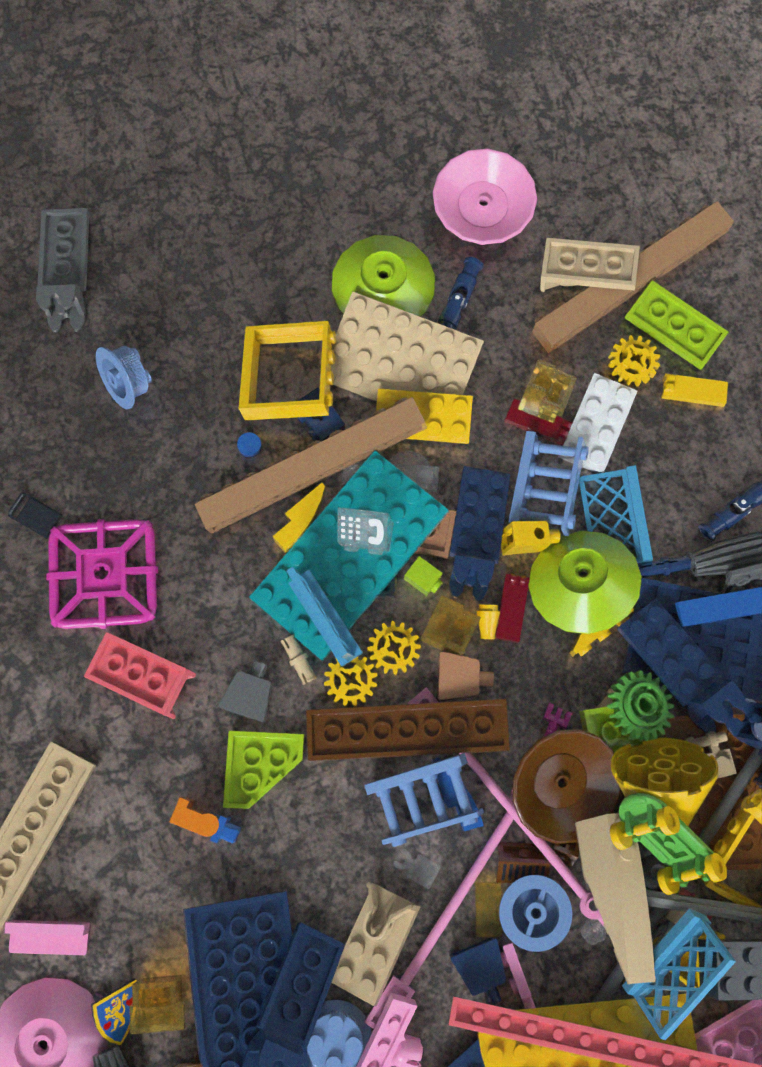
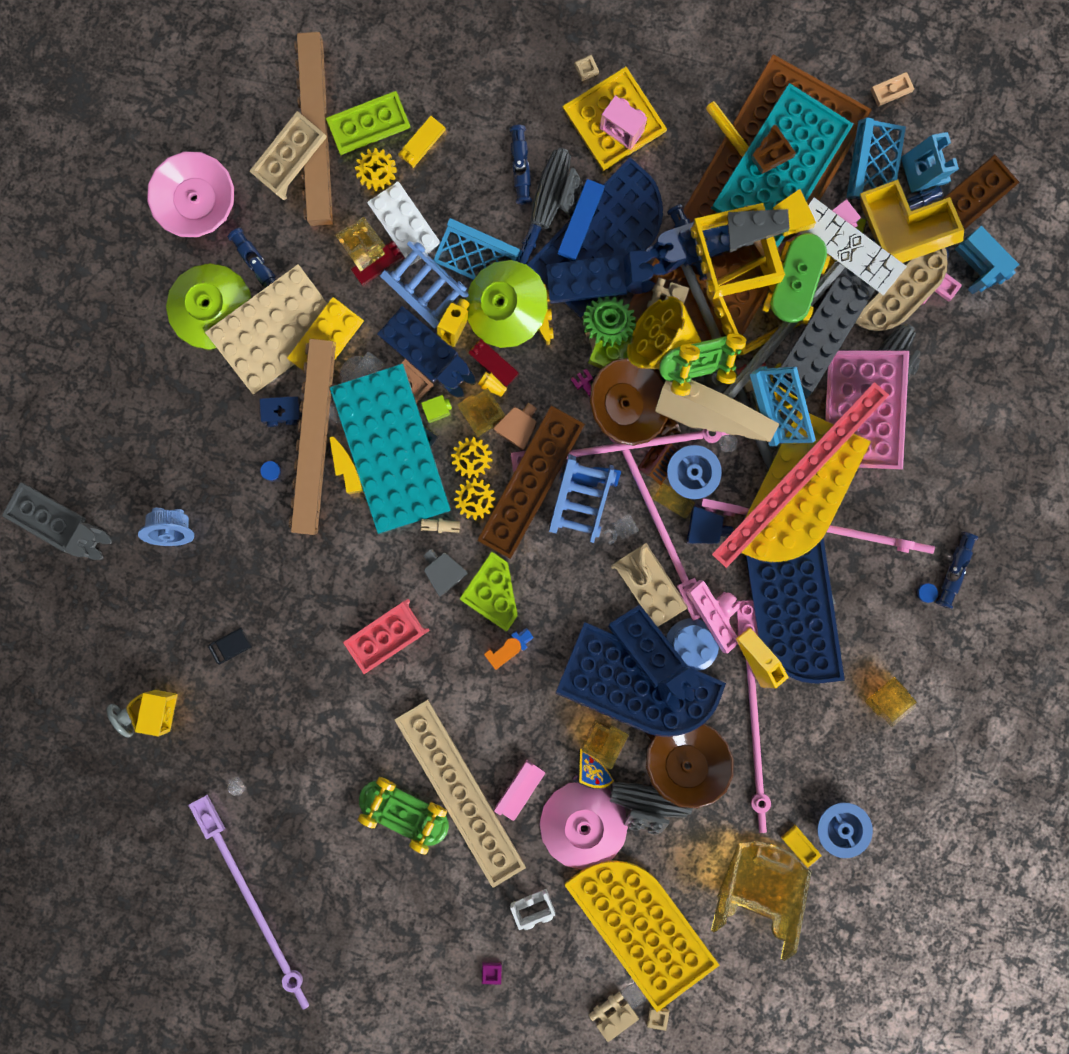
camera: 55 degrees left, 10 degrees up
(113, 585) = (288, 627): dark pink plate -> none
(285, 334) = (206, 396): yellow window -> none
(324, 616) = (423, 490): dark azure fence -> none
(364, 530) = (382, 428): clear slope -> none

